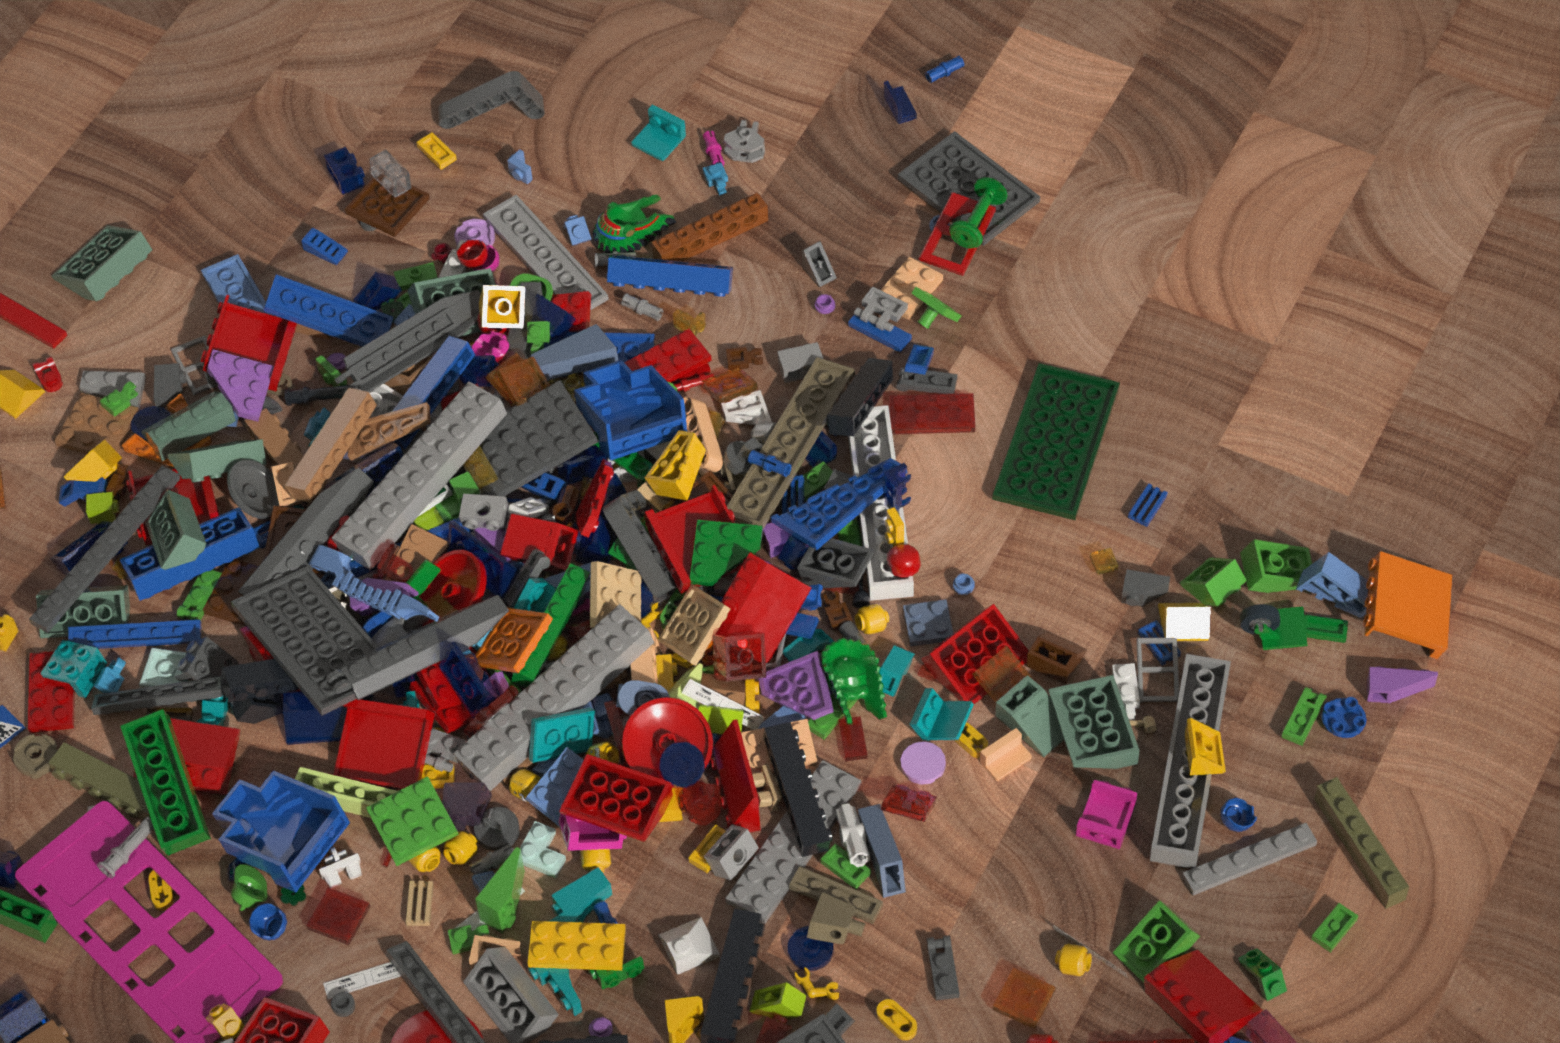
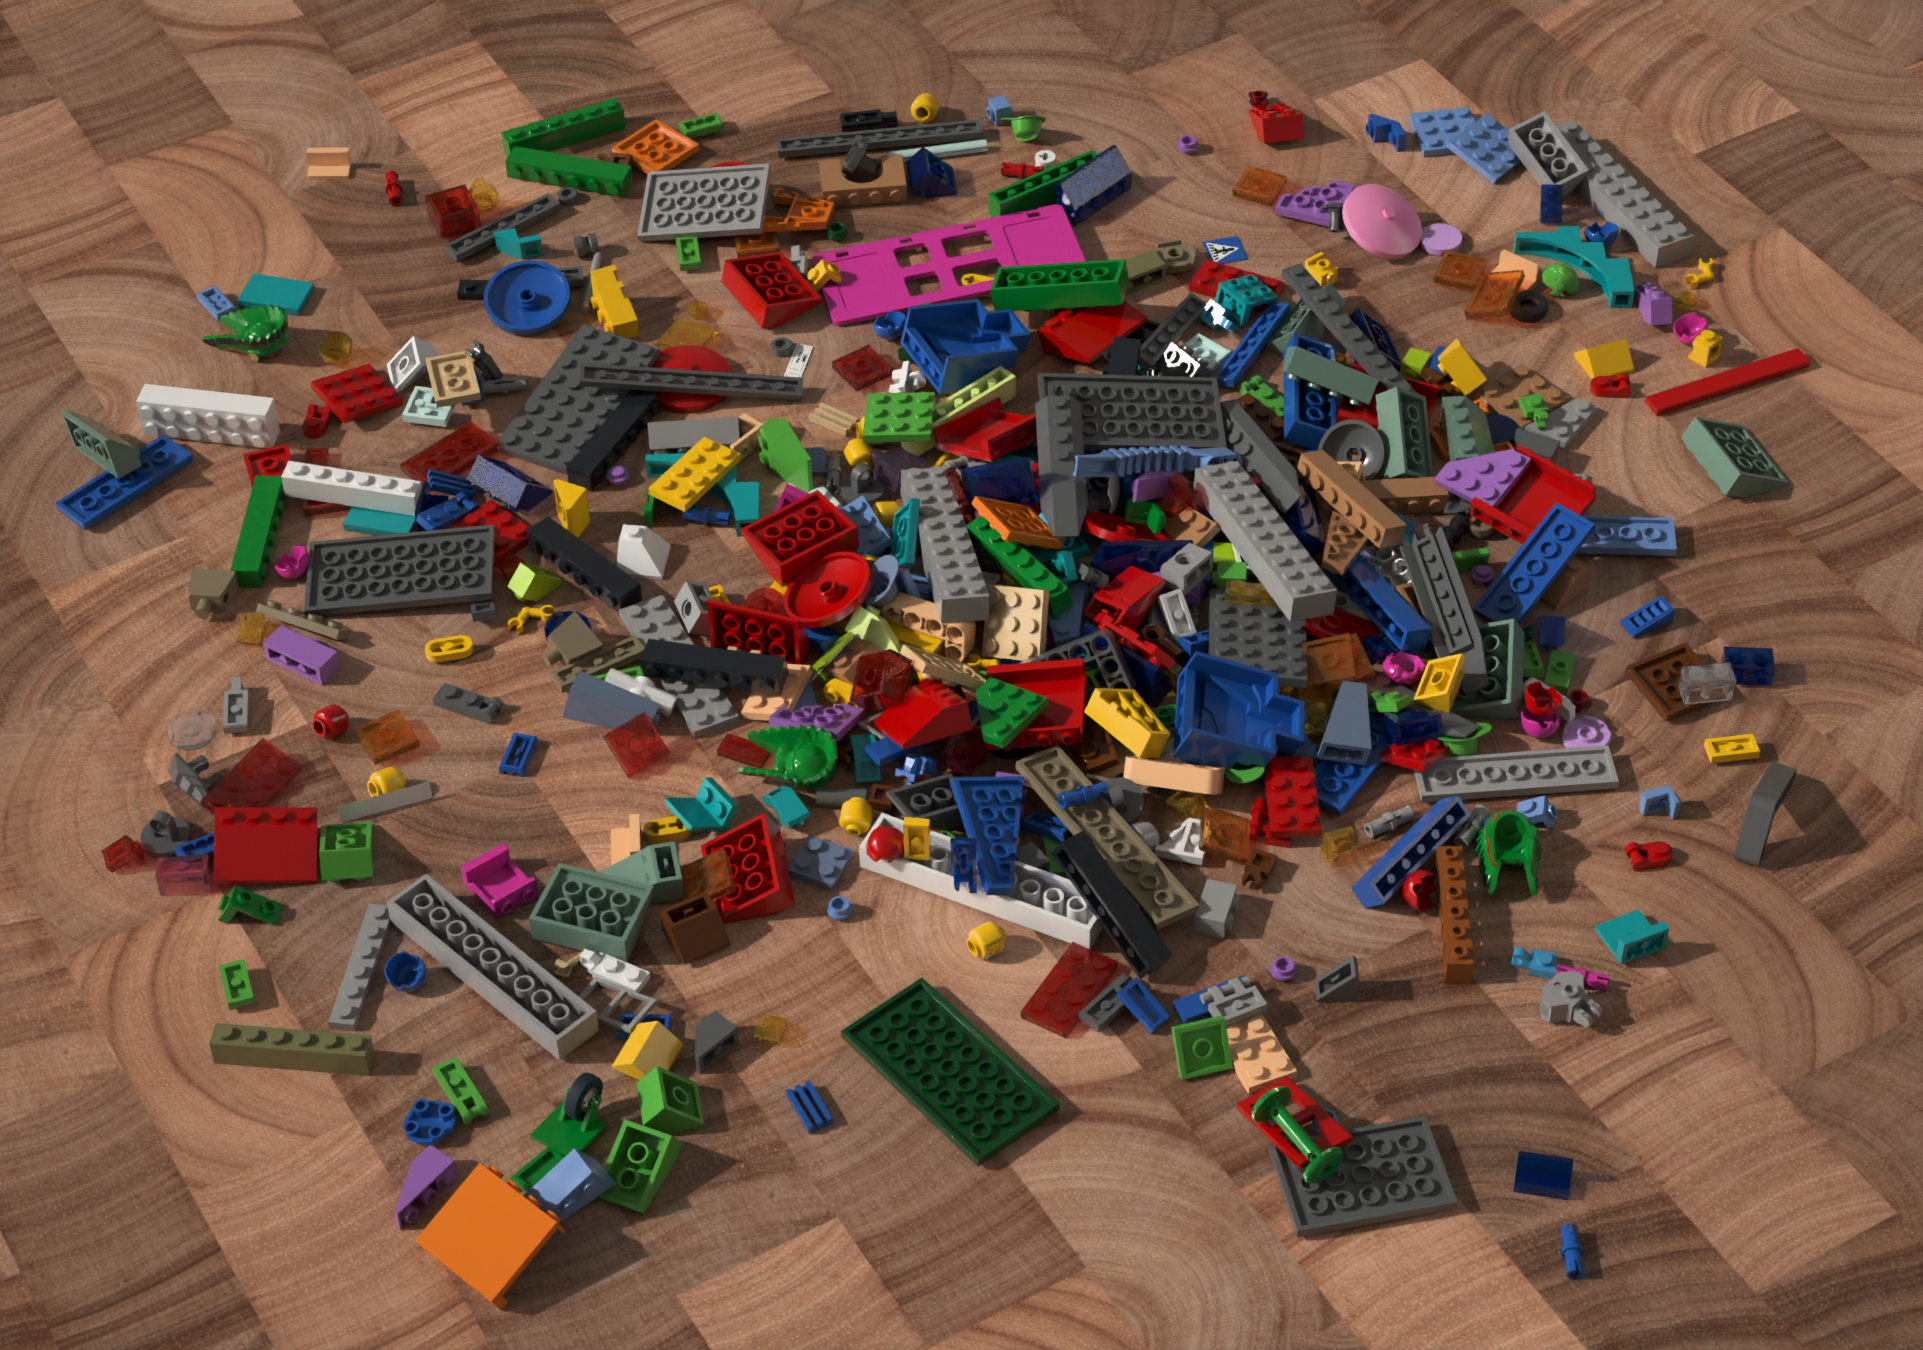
camera: 120 degrees right, 10 degrees down
(120, 854) = (1020, 254): light grey pin -> none
(569, 154) = (1657, 855): none -> red plate
(681, 764) = (798, 591): clear blue tile -> none
(702, 255) = (1417, 889): none -> red hair
(923, 762) = (674, 782): lavender tile -> none
(930, 475) = (986, 940): none -> yellow head
(975, 896) = (514, 768): none -> blue tile
(1203, 749) = (479, 952): yellow slope -> none

